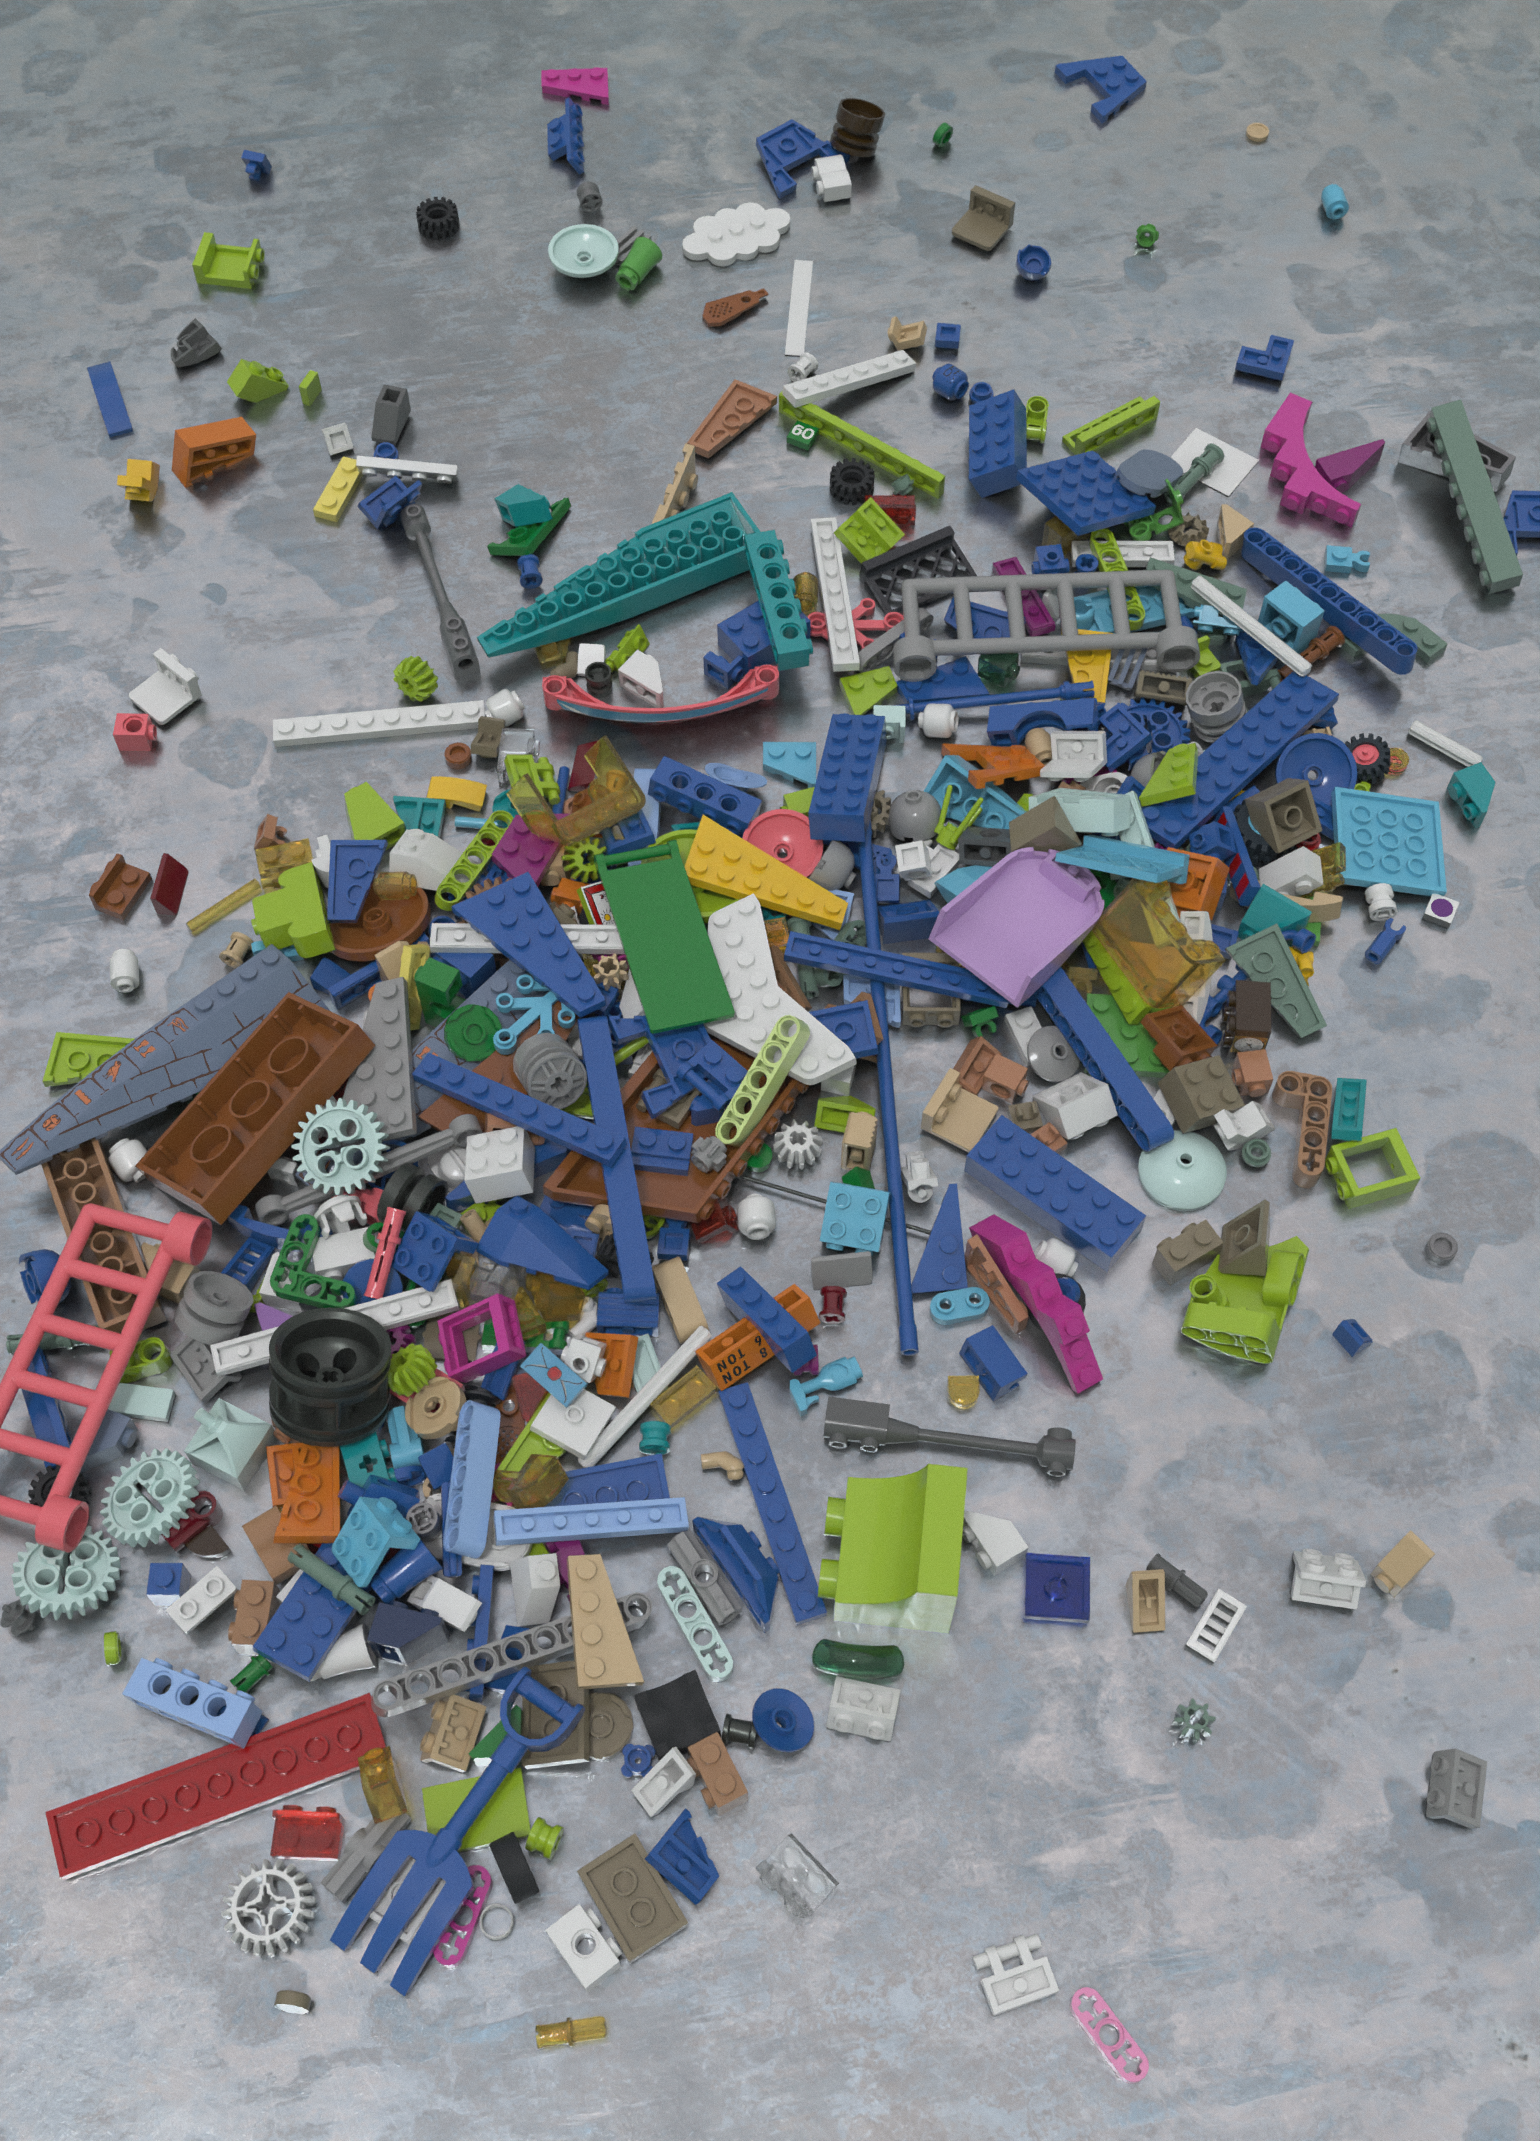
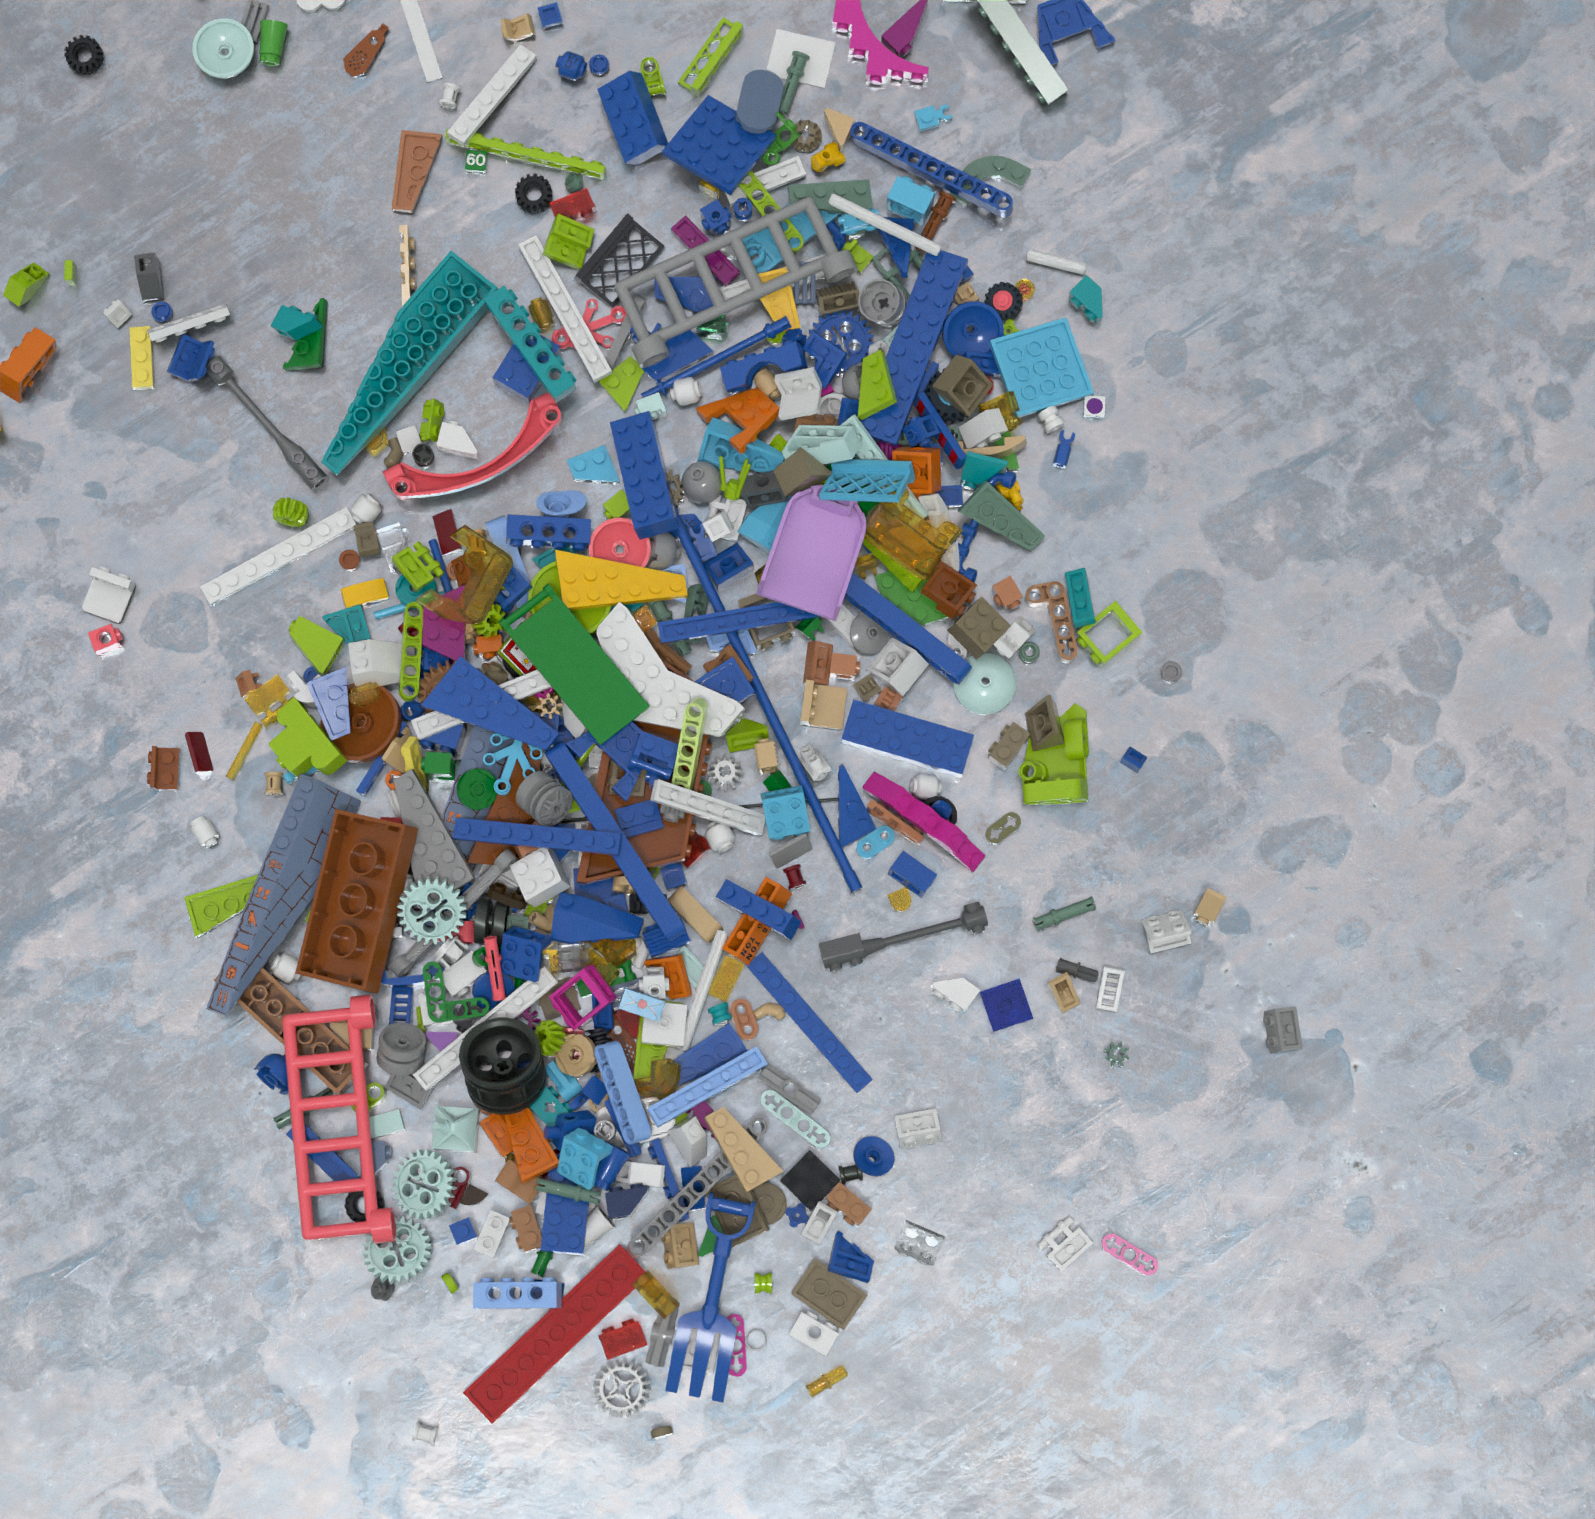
camera: 20 degrees left, 20 degrees up
(326, 975) = (349, 777): blue slope -> none
(452, 1178) = (502, 894): none -> dark brown plate
(502, 1814) = (734, 1283): lime tile -> none
(514, 1867) = (754, 1307): black tyre -> none
(530, 575) = (326, 378): blue bush -> none
(684, 1461) = (744, 1019): none -> nougat plate
(722, 671) = (509, 410): blue bracket -> none
(742, 1564) = (810, 1072): blue wedge -> none
(755, 1165) = (708, 807): none -> white plate
(832, 1377) = (814, 925): medium azure piece -> none
(858, 1660) = (903, 1103): clear green cylinder -> none
(897, 1549) = (900, 1027): lime brick -> none
(1139, 1347) = (1000, 824): none -> olive beam
(1185, 1496) = (1064, 913): none -> sand green pin
(1247, 1017) = (991, 557): dark brown brick -> none

